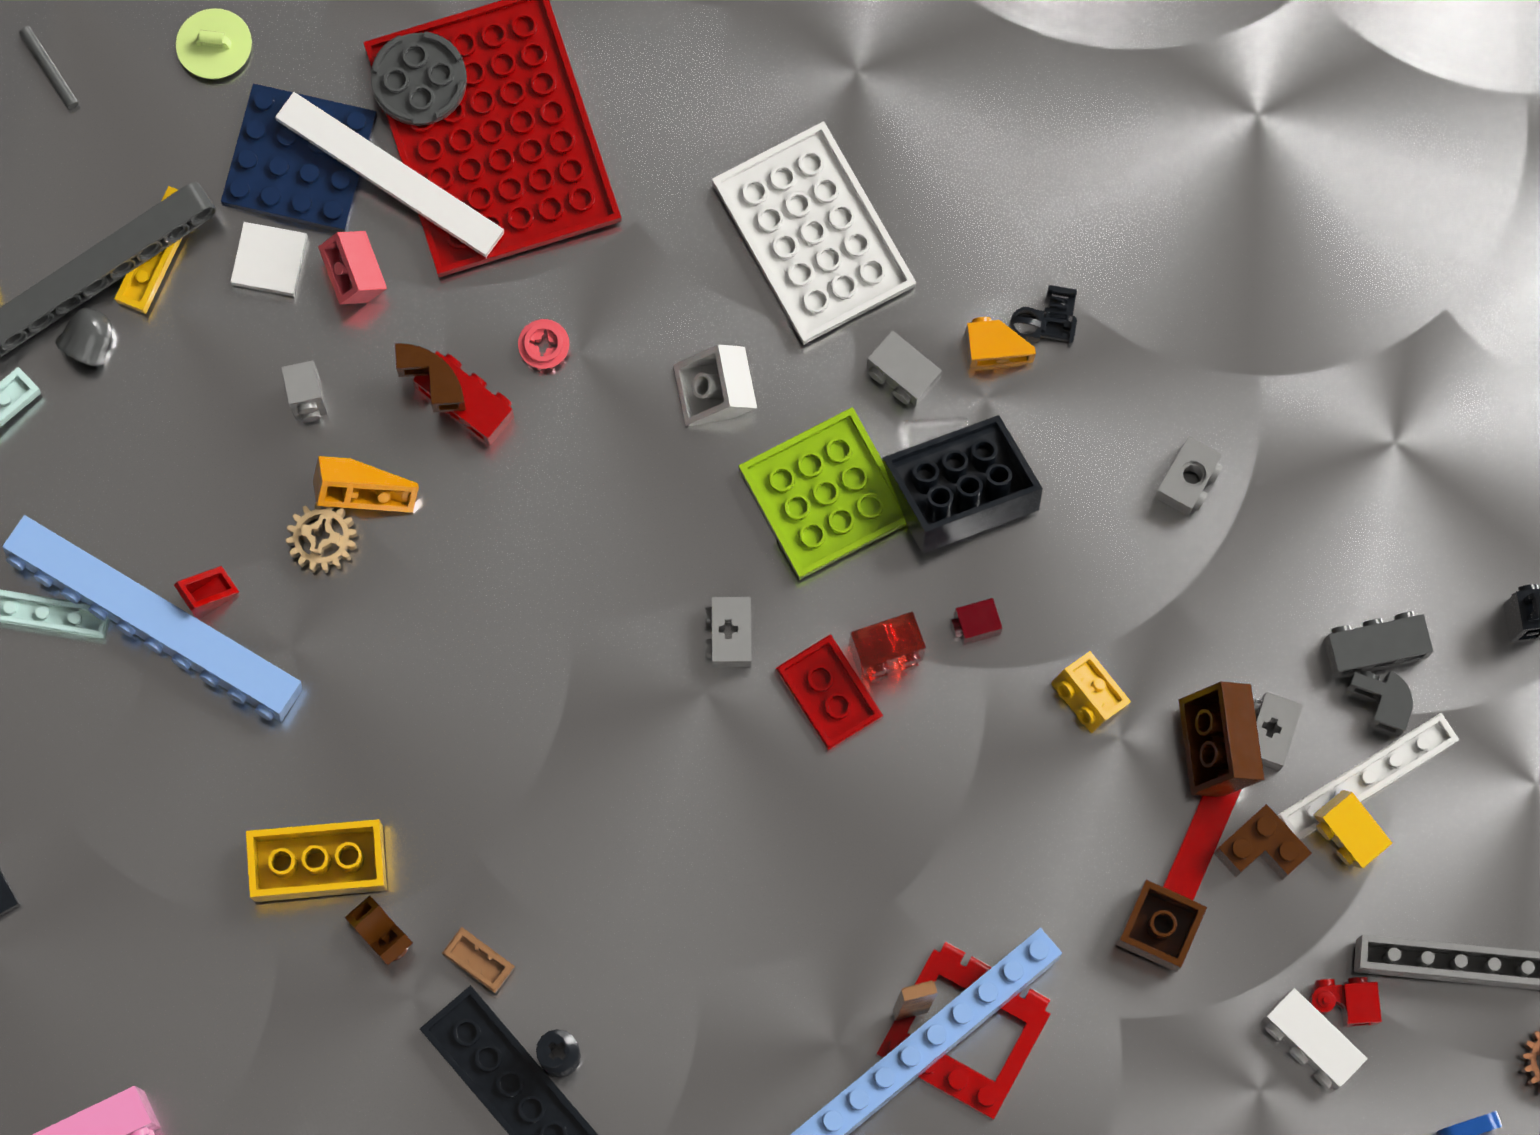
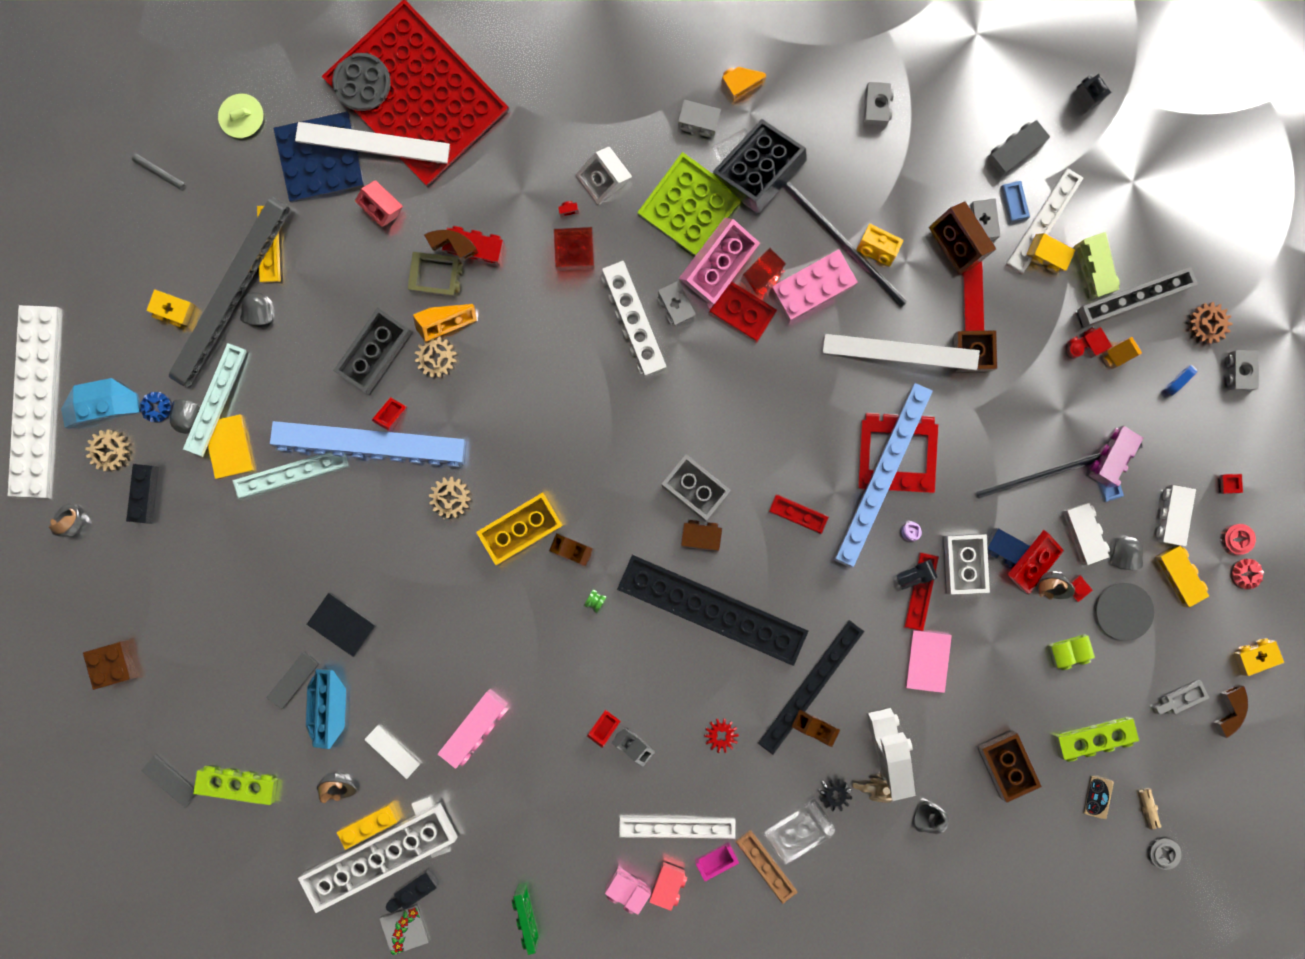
camera: 25 degrees left, 10 degrees up
(230, 482) = (372, 351): none -> dark grey brick
(240, 749) = (449, 506): none -> tan gear
(269, 259) = (331, 220): white tile -> none
(304, 391) = (387, 283): light grey brick -> none
(356, 395) = (415, 271): none -> olive window
(376, 1030) = (595, 601): none -> bright green wheel
(478, 960) = (629, 539): medium nougat plate -> none
(534, 333) = (493, 192): coral gear -> none
(558, 1039) = (699, 574): black piece -> none
(592, 1008) = (701, 536): none -> reddish brown brick
(614, 474) = (574, 249): none -> clear red brick
(621, 928) = (696, 487): none -> light grey brick
(636, 411) = (568, 208): none -> red plate
(666, 542) = (619, 272): none -> white brick
(762, 1049) = (798, 514): none -> red tile
(813, 232) = (615, 65): white plate -> none
(828, 596) = (719, 260): none -> bright pink brick
(915, 1000) = (870, 453): medium nougat tile -> none
(957, 705) = (814, 285): none -> bright pink brick
(976, 621) = (802, 236): dark red brick -> none
(1037, 666) = (844, 243): none -> black piece
(1043, 871) = (901, 352): none -> white tile
(1056, 323) = (768, 53): black piece -> none
(1264, 837) = (1007, 279): reddish brown brick -> none
(1314, 1040) = (1080, 372): white brick -> none
(1336, 726) = (1015, 201): none -> medium blue tile
(1390, 1039) = (1121, 353): none -> light orange slope
(1392, 697) = (1039, 173): dark grey brick -> none
(1418, 885) = (1097, 265): none -> yellowish green wedge

